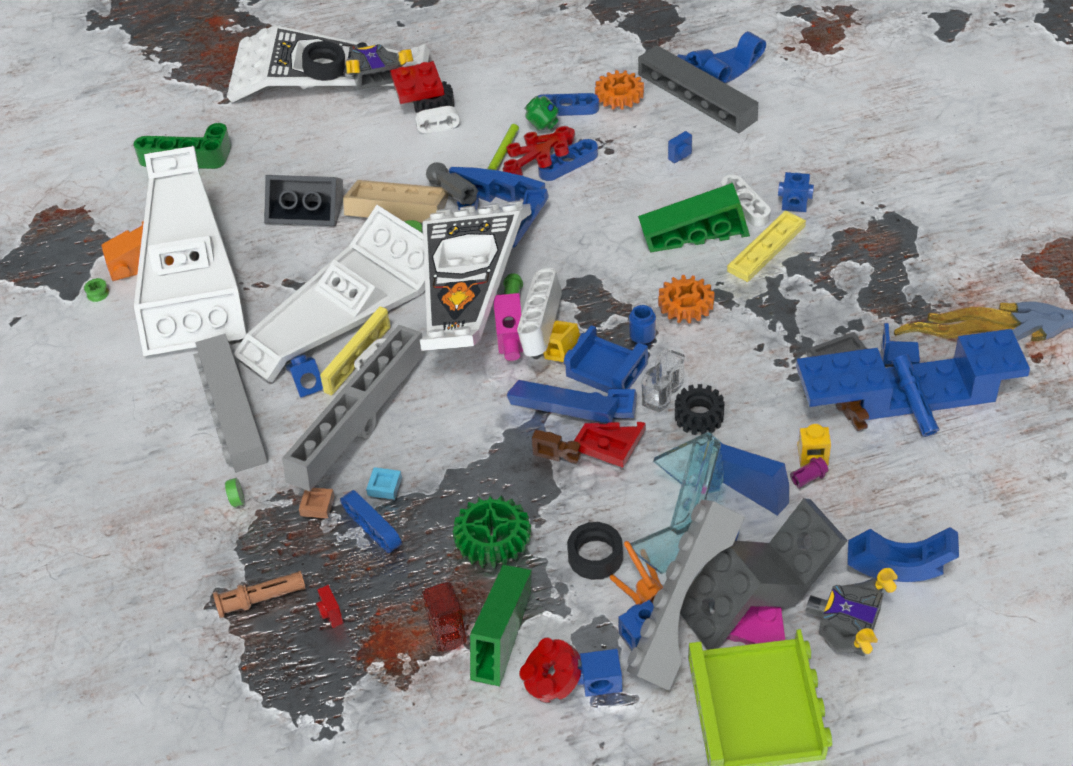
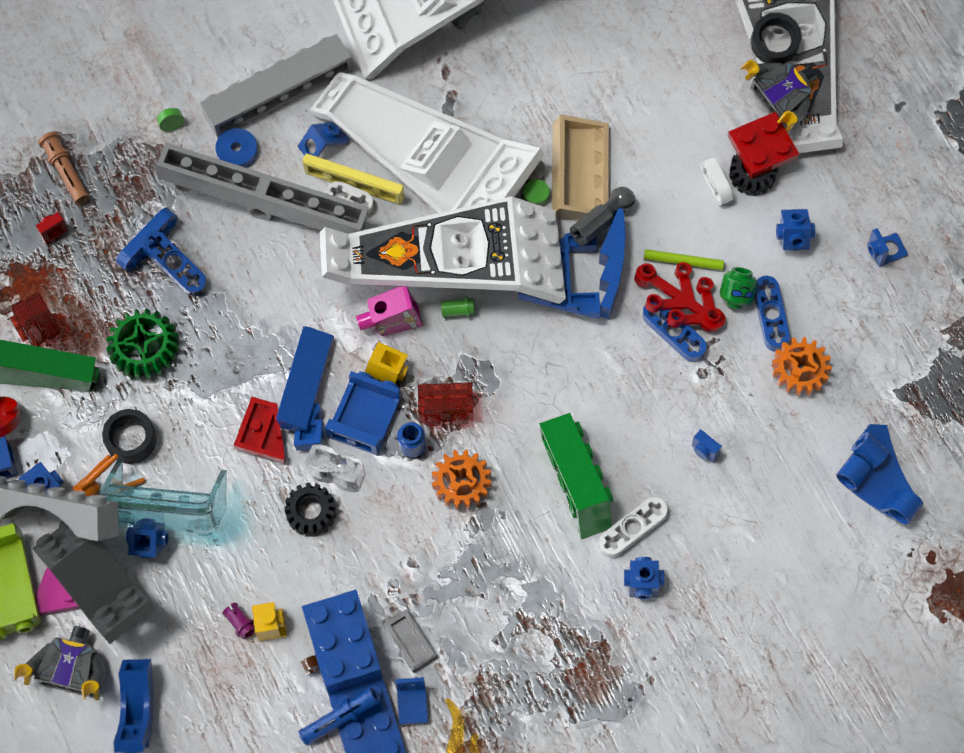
camera: 80 degrees right, 20 degrees up
(278, 437) = (237, 138): none -> blue piece
(302, 200) = (564, 77): black slope -> none
(317, 503) = (164, 192): nougat plate -> none
(384, 483) = (193, 241): medium azure plate -> none
(390, 501) = (174, 251): none -> blue beam
(498, 77) = (795, 229): none -> blue brick
(525, 37) = (879, 250): none -> blue bracket
(539, 312) = (409, 335): white beam -> none
(552, 447) = (248, 378): reddish brown plate -> none
(608, 302) = (445, 403): none -> clear red brick
(698, 89) = (817, 454): dark grey brick -> none
(756, 478) = (222, 560): blue piece -> none
(766, 246) = (563, 557): light yellow tile -> none

